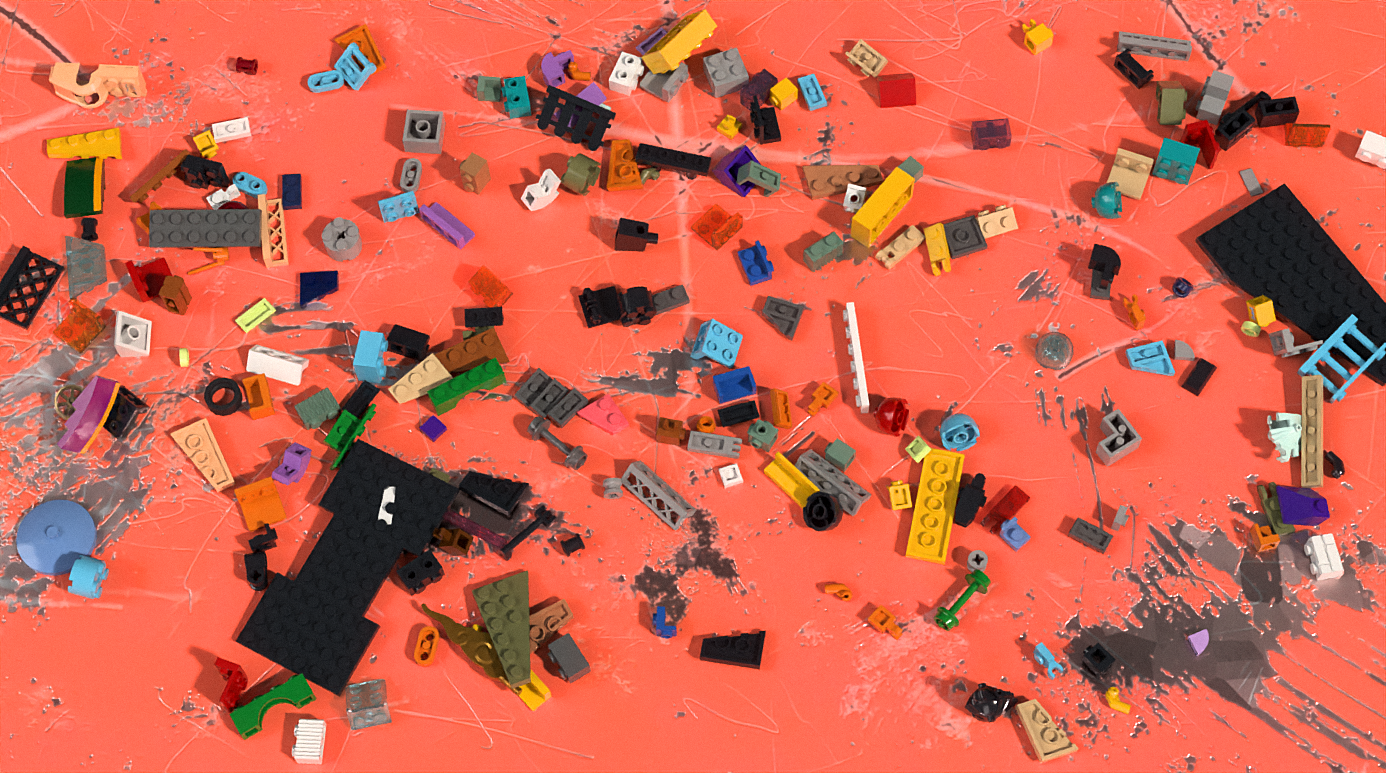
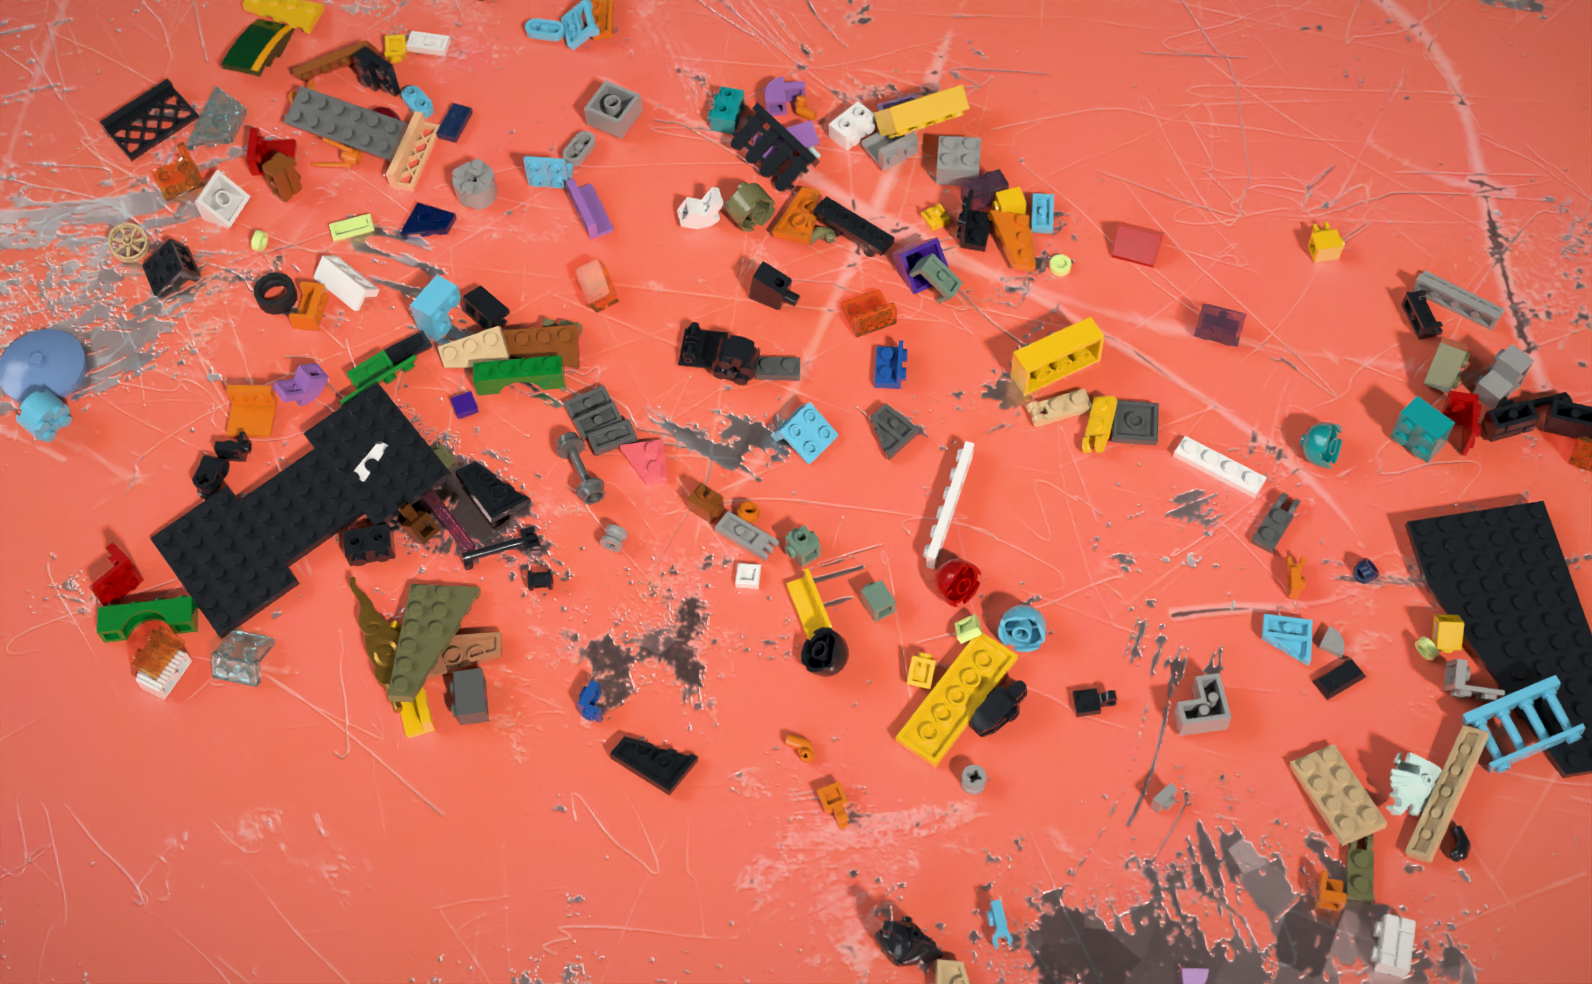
camera: 25 degrees right, 5 degrees down
(89, 229) = (241, 87): black bush -> none
(90, 414) = (132, 257): magenta slope -> none
(203, 450) = (227, 341): light nougat wing -> none
(221, 197) = (394, 102): white plate -> none
(301, 730) = (157, 653): none -> clear orange bracket
(318, 409) = (359, 340): sand green brick -> none
(426, 647) = (333, 623): orange plate -> none
(474, 173) = (641, 167): medium nougat brick -> none
(484, 317) = (574, 312): black hinge -> none
(489, 89) = (702, 92): sand green panel -> none
(663, 492) = (662, 559): light grey fence -> none
(734, 385) = (800, 481): blue panel -> none
(738, 413) = (790, 514): black tile -> none
(781, 408) = (838, 526): orange plate -> none
(800, 117) = (1017, 238): none -> orange wing
(823, 251) = (969, 380): sand green brick -> none
(823, 396) = (891, 531): orange plate -> none
(831, 482) = (850, 625): light grey fence -> none
(834, 179) = (1025, 312): nougat wing -> none
(845, 130) = (1060, 265): none -> yellowish green tile
(854, 190) = (1032, 327): white brick -> none
(867, 58) = (1120, 199): tan bracket -> none
(912, 168) = (1112, 330): sand green brick -> none
(978, 582) = (962, 801): green piece -> none
(997, 221) = (1181, 421): tan bracket -> none
(1006, 508) = (1037, 735): clear red hinge -> none
(1013, 534) = (1032, 766): medium blue bracket -> none
(1032, 468) = (1089, 703): none -> black plate
(1040, 247) = (1220, 467): none -> white plate
(1054, 351) = (1179, 583): clear light blue cylinder -> none
(1090, 535) = (1121, 804): dark grey plate -> none
(1098, 652) = (1059, 938): black brick -> none
(1106, 261) = (1284, 506): black brick -> none
(1130, 172) = (1364, 424): tan bracket -> none
(1238, 464) = (1338, 795): none -> tan plate
(1251, 182) = (1506, 487): light grey window -> none
(1302, 506) = (1392, 874): dark purple slope -> none

